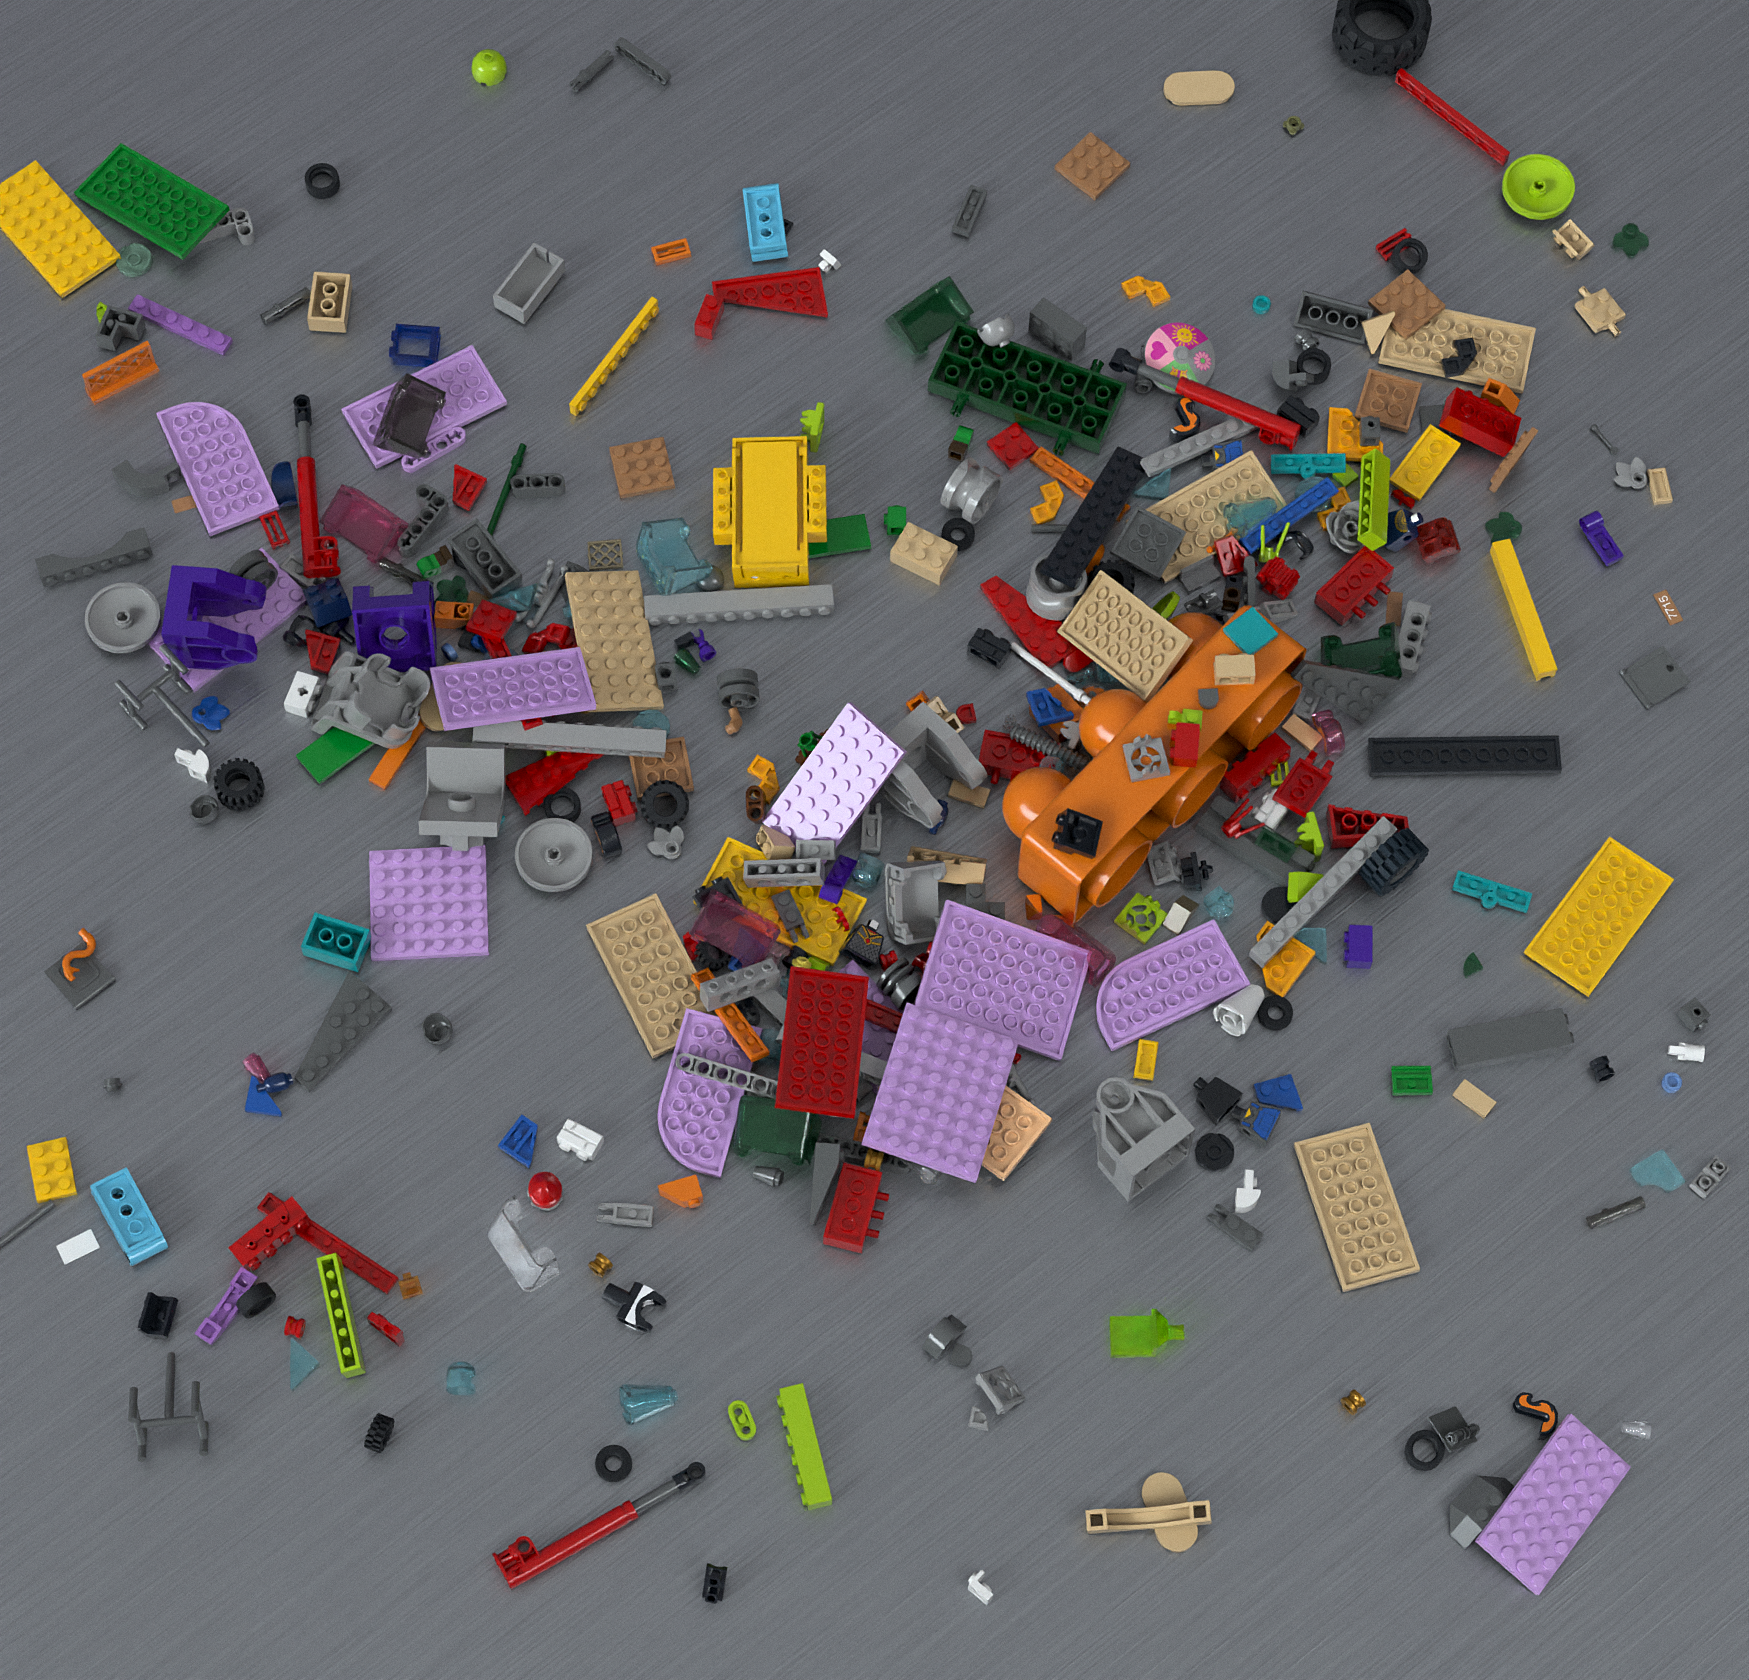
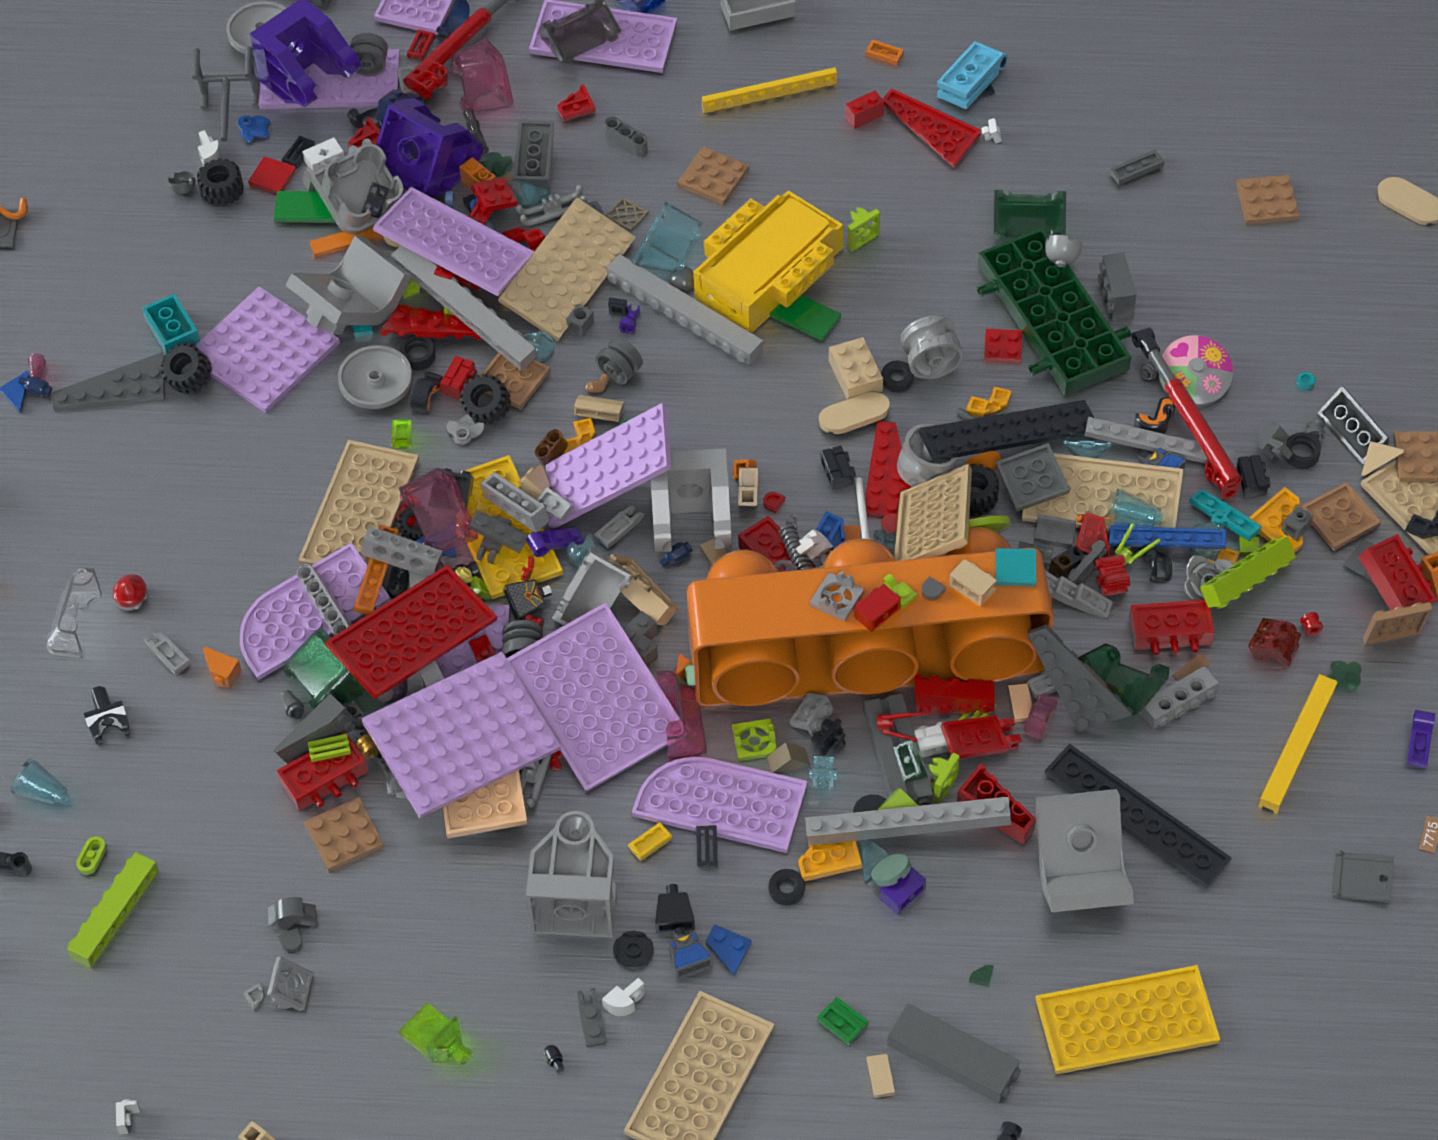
camera: 45 degrees right, 10 degrees down
(272, 744) = (271, 175): none -> red tile
(275, 720) = (298, 158): none -> black tile
(374, 969) = (175, 362): none -> black tyre
(406, 701) = (375, 199): none -> black hips
(409, 541) = (523, 106): dark grey beam -> none
(434, 450) = (580, 69): lavender beam -> none
(436, 562) = (502, 137): leg -> none
(437, 1028) = (176, 430): dark grey hair -> none
(516, 462) = (628, 113): dark green bar -> none
(520, 1141) = (151, 547): blue wing -> none
(580, 1140) = (190, 577): white brick -> none
(600, 1265) = (112, 671): pearl gold wheel -> none
(623, 885) = (402, 434): none -> clear neon green brick
(686, 661) = (607, 319): clear green cone -> none
(757, 741) = (598, 408): none -> tan piece
(793, 907) = (498, 531): none -> dark grey plate
(856, 1171) = (329, 744): none -> lime tile
(895, 519) = (859, 329): green brick -> none
(914, 1242) = (344, 834): none -> medium nougat plate
(957, 591) = (854, 413): none -> tan tile
(960, 443) = (965, 315): leg -> none
(1050, 727) = (814, 544): none -> white brick
(1055, 905) = (689, 672): none -> tile
(1066, 475) = (1023, 388): orange tile -> none
(1077, 833) = (725, 607): black plate -> none
(1154, 290) = (1219, 303): light orange tile -> none
(1201, 1041) = (708, 863): none -> black tile
(1239, 1010) = (759, 859): white cone -> none
(1239, 1279) = (553, 1057): none -> black cylinder
(1341, 939) = (890, 869): none -> sand green tile
(1393, 861) = (988, 841): black wheel -> none
(1402, 528) = (1250, 610): dark blue torso -> none
(1403, 499) = (1282, 599): red piece -> none
(1424, 462) = (1324, 580): yellow plate -> none
(1447, 505) = (1311, 623): none -> red wheel
(1464, 820) = (1082, 851): none -> light grey piece
(1492, 892) = (1055, 933): teal hinge -> none

